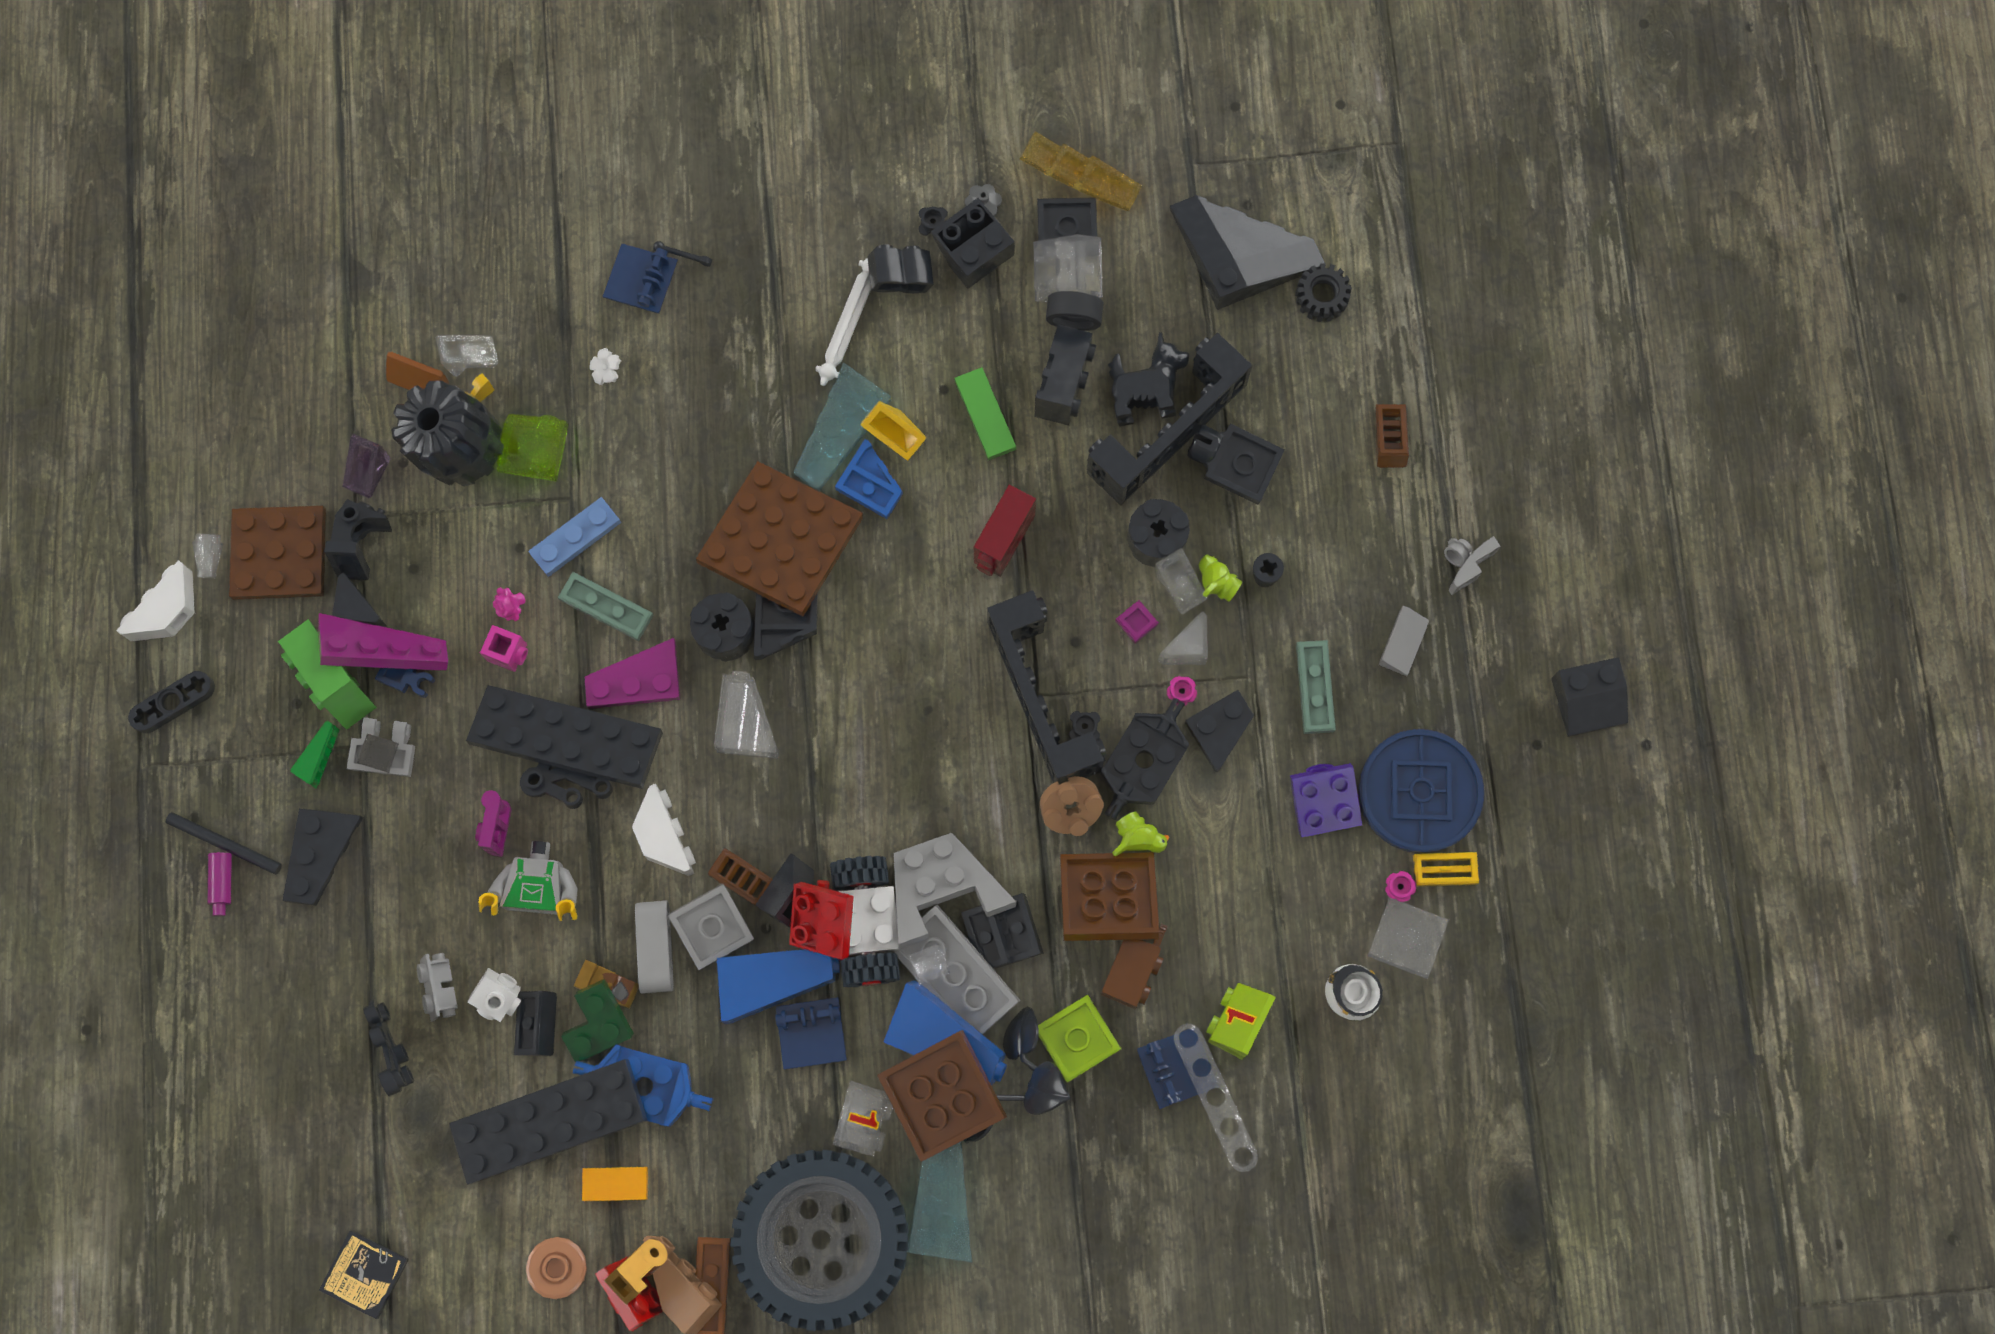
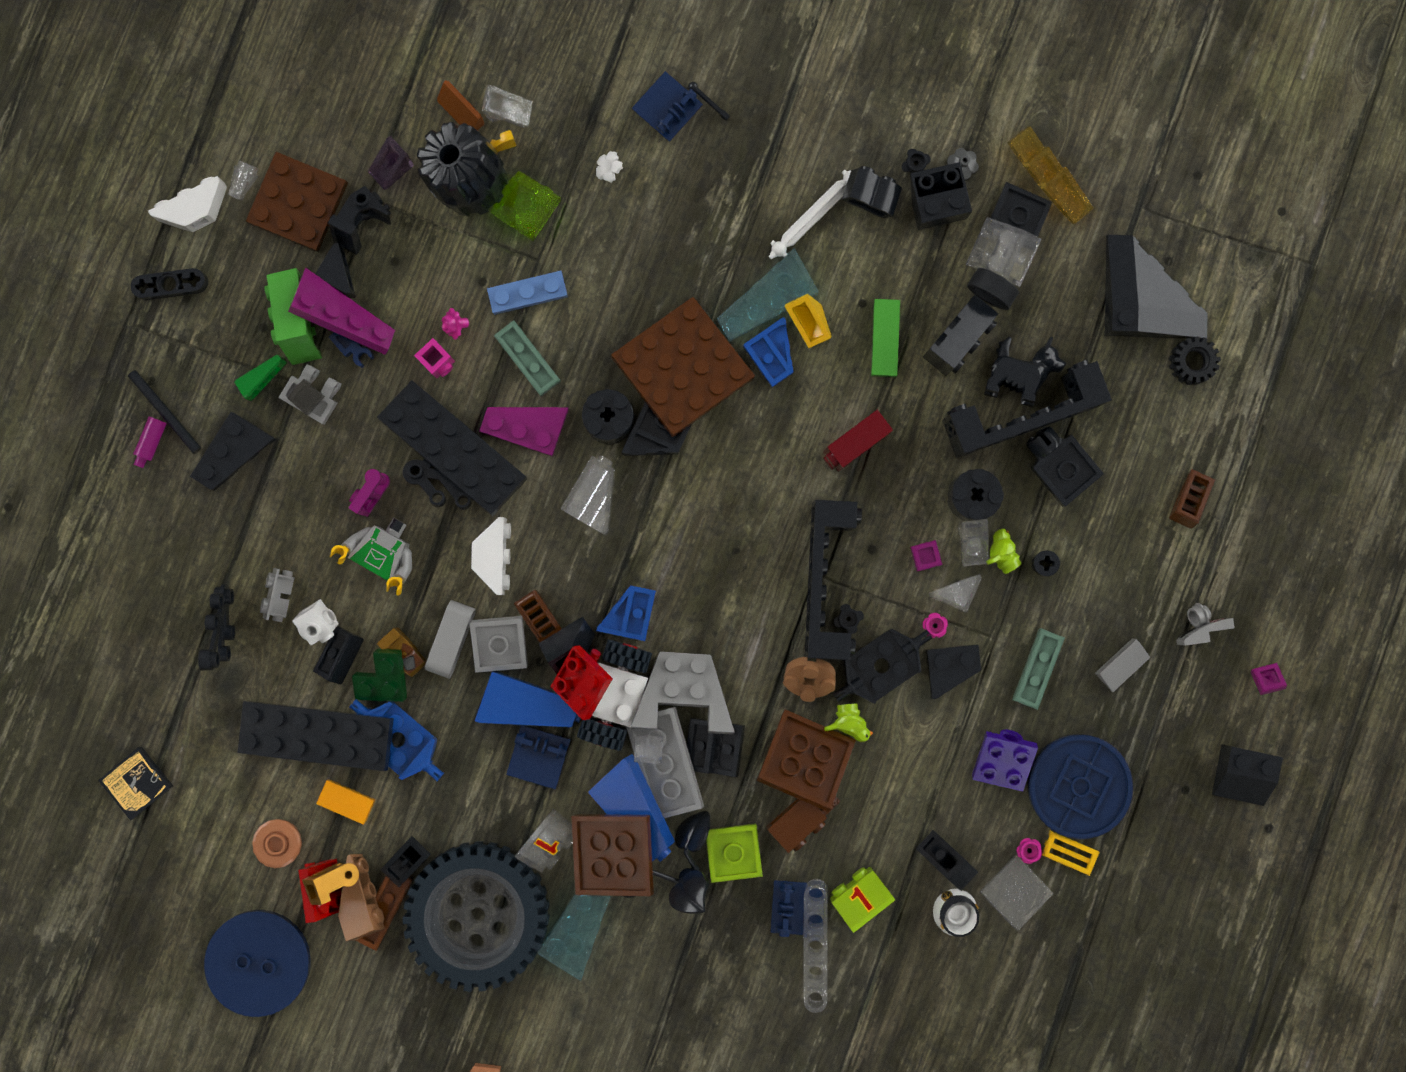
camera: 20 degrees right, 10 degrees up
(713, 1215) = (405, 861): none -> black slope
(843, 829) = (630, 614): none -> blue wing
(1316, 937) = (947, 860): none -> black slope
(1565, 585) = (1268, 679): none -> magenta tile

